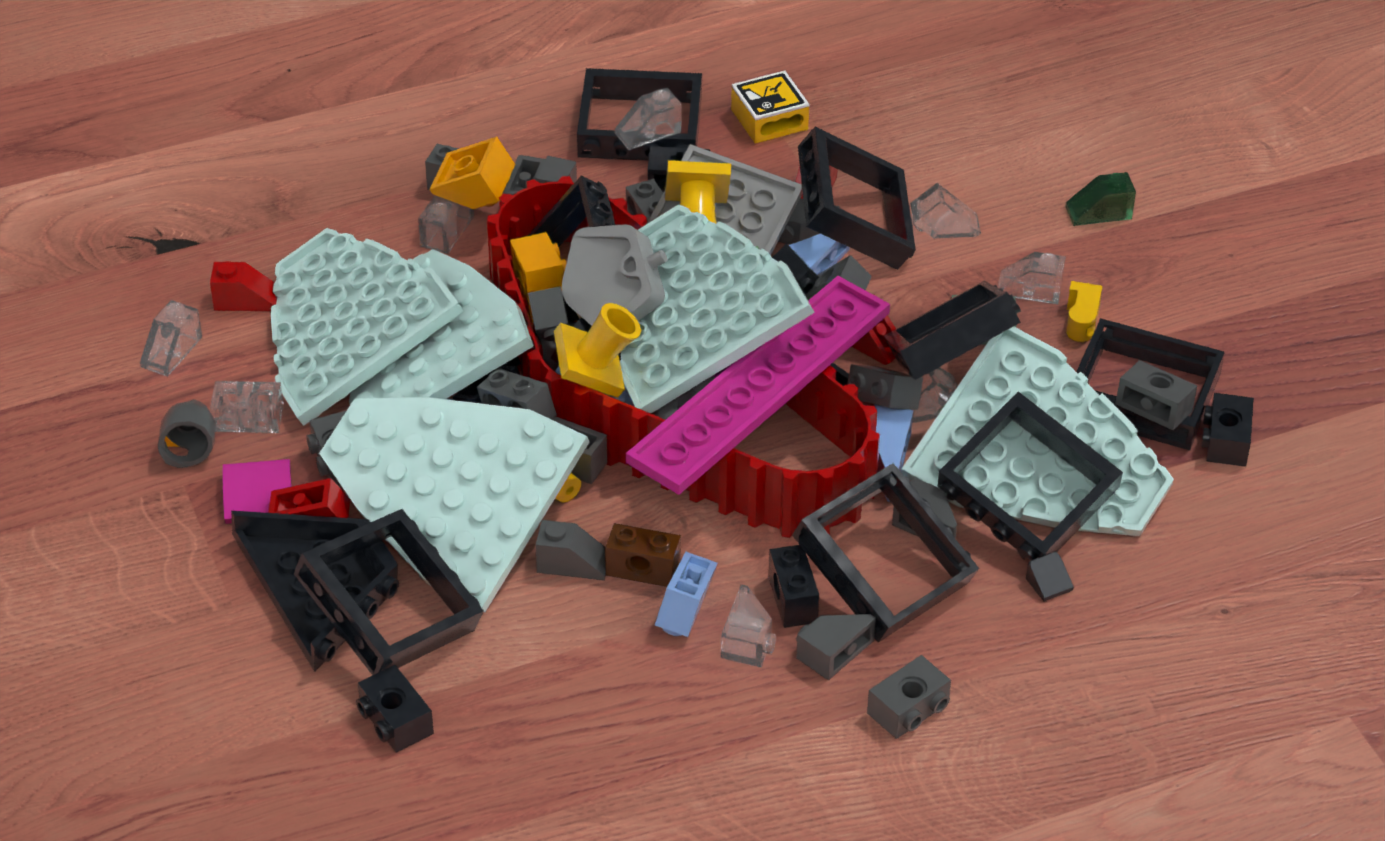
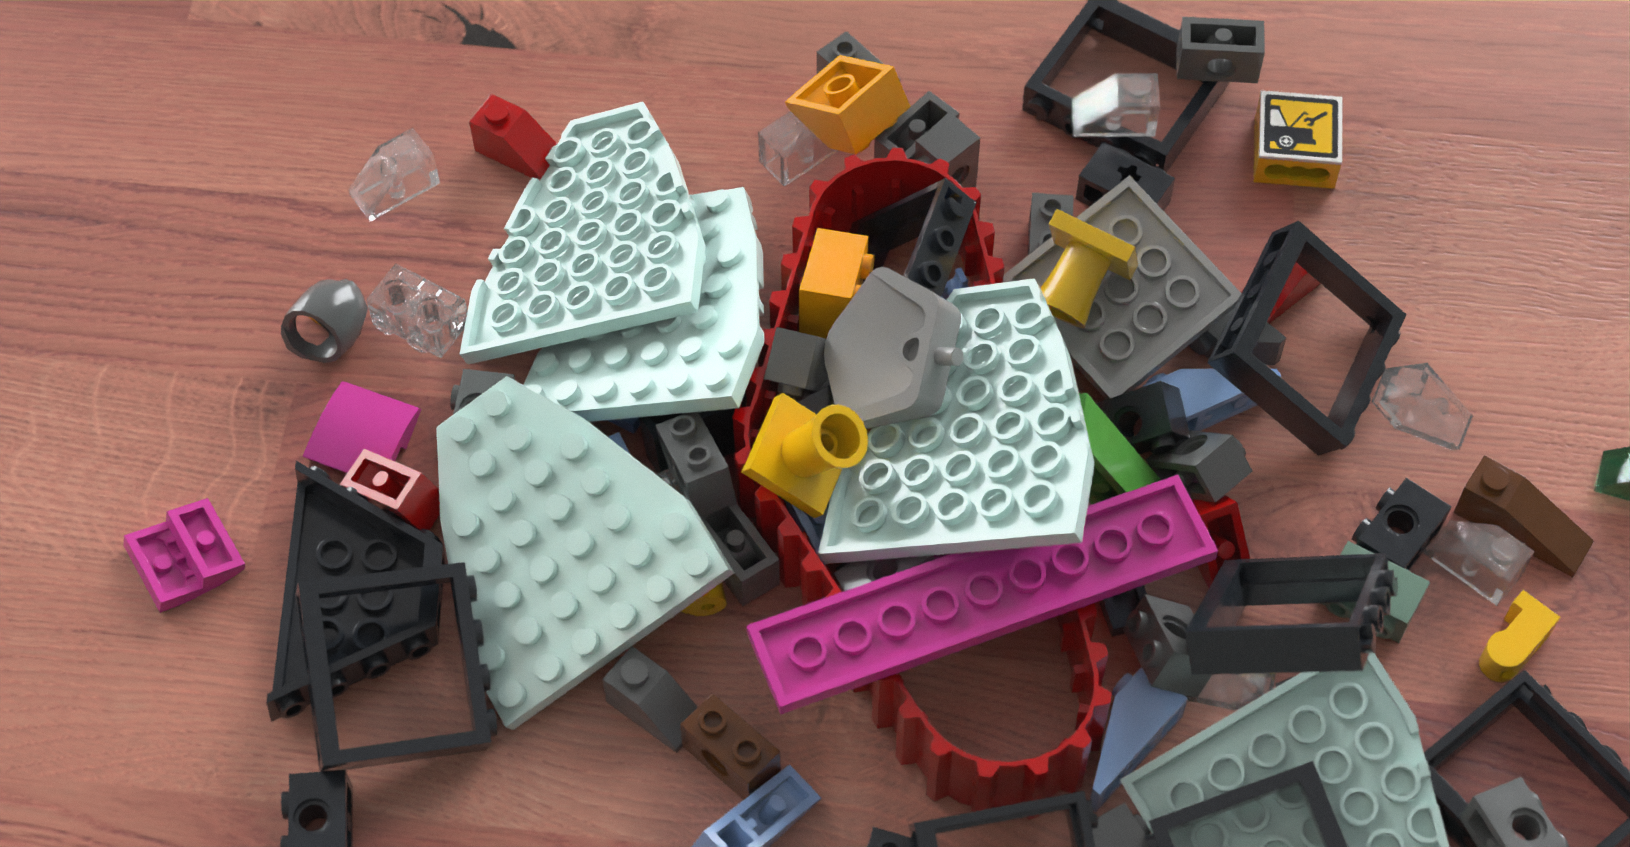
camera: 30 degrees right, 15 degrees up
(178, 607) = (184, 555): none -> dark pink slope
(695, 65) = (1220, 49): none -> dark grey brick
(975, 269) = (1412, 511): none -> black brick
(1025, 237) = (1514, 504): none -> reddish brown slope

